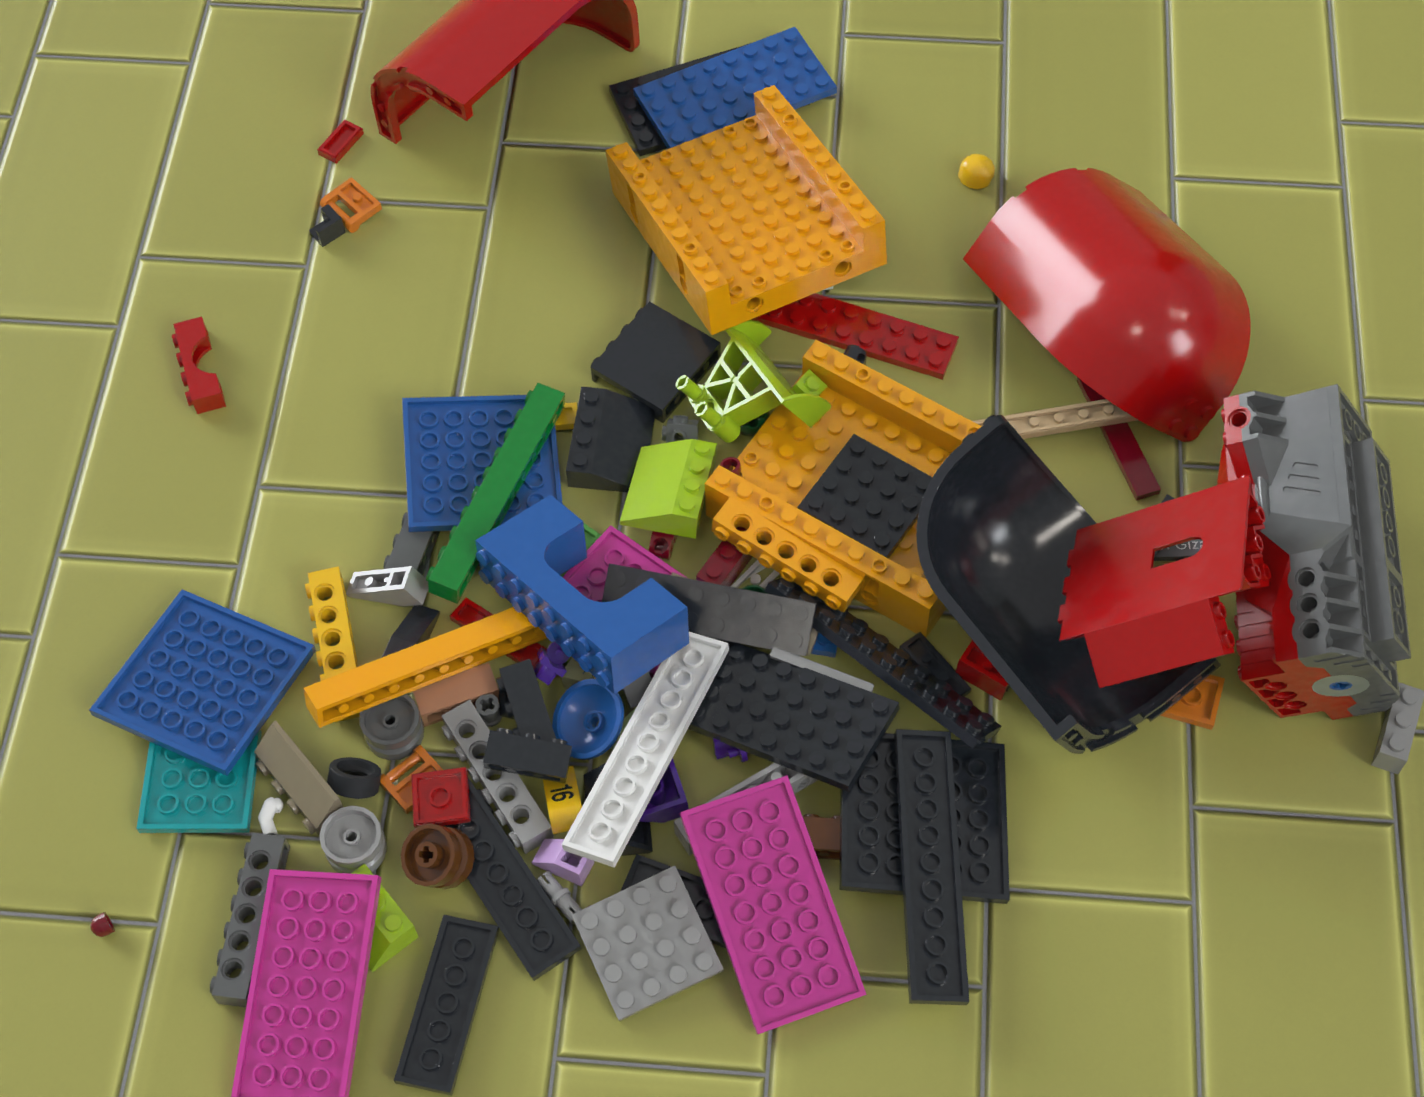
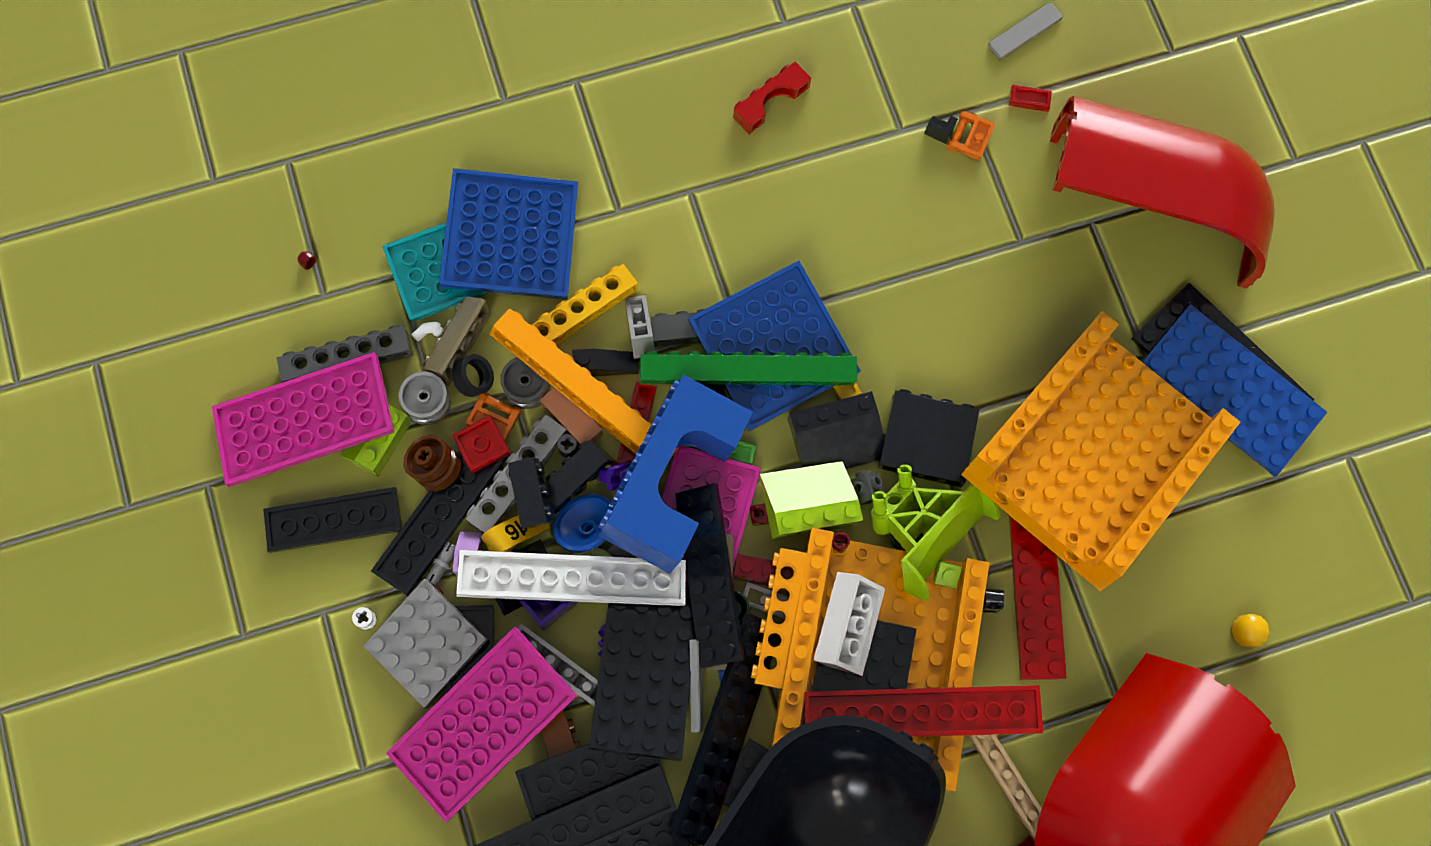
camera: 60 degrees right, 15 degrees up
(265, 118) = (1025, 31): none -> light grey tile
(582, 1013) = (356, 618): none -> white bush
(822, 485) = (849, 623): none -> white slope
(955, 414) = (937, 710): none -> red plate

